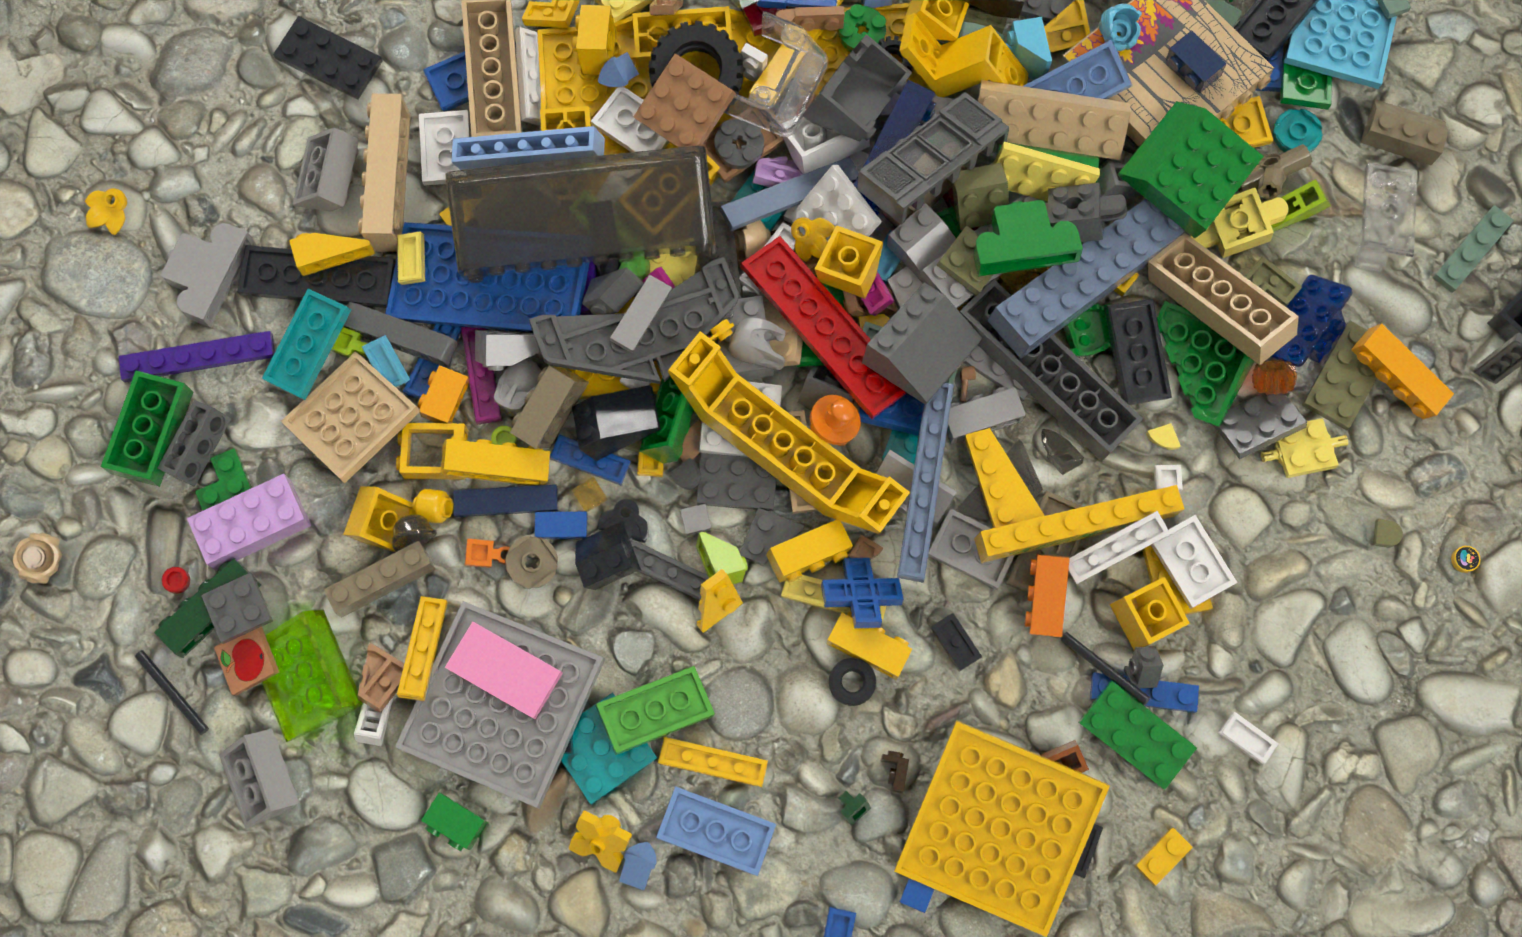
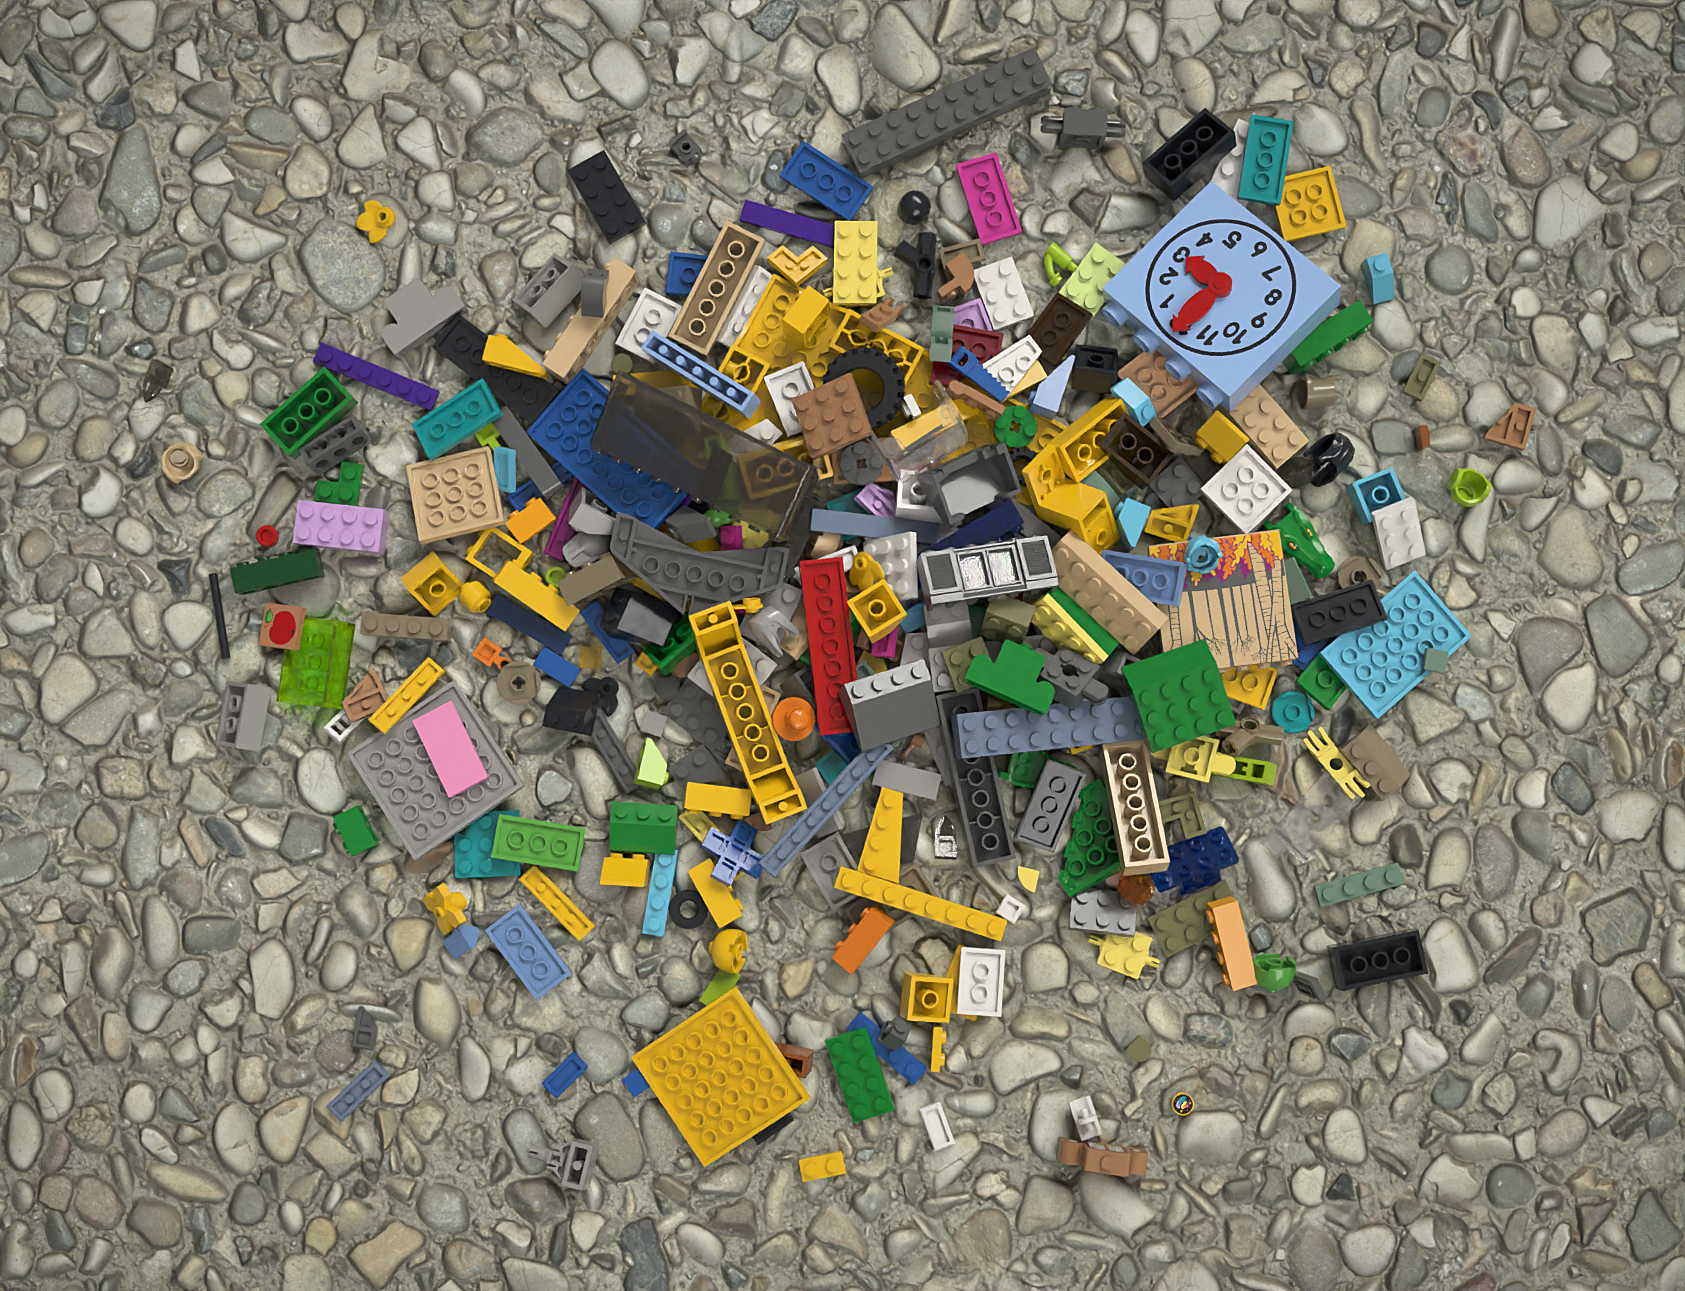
camera: 35 degrees right, 10 degrees up
(237, 608) = (295, 588): dark grey plate -> none
(373, 132) = (594, 292): none -> dark grey brick
(410, 530) = (447, 607): clear smoke helmet -> none
(411, 258) = (569, 400): light yellow tile -> none
(439, 199) = (622, 362): none -> olive tile
(617, 71) = (808, 350): medium blue tile -> none
(640, 314) = (700, 557): light grey tile -> none
(717, 600) = (630, 790): yellow wing -> none
(754, 626) = (643, 828): none -> green slope
(764, 681) = (625, 871): none -> yellow slope
(811, 682) = (660, 894): none -> medium azure plate
(853, 807) = (632, 996): dark green tile -> none
(898, 775) = (676, 994): dark brown bracket -> none
(920, 694) = (728, 949): none -> yellow cylinder
(935, 737) = (719, 985): none -> lime tile
(956, 642) = (778, 928): black plate -> none
(1105, 668) = (871, 1027): black bar -> none
(1117, 547) = (934, 937): white plate -> none
(1189, 650) = (937, 1057): none -> yellow plate
(1195, 61) = (1239, 617): dark blue brick -> none
(1357, 150) = (1329, 752): none -> light yellow piece
(1387, 631) = (1085, 1117): none -> white hips
(1429, 659) = (1102, 1157): none -> medium nougat brick
(1462, 375) = (1273, 972): none -> bright green cylinder

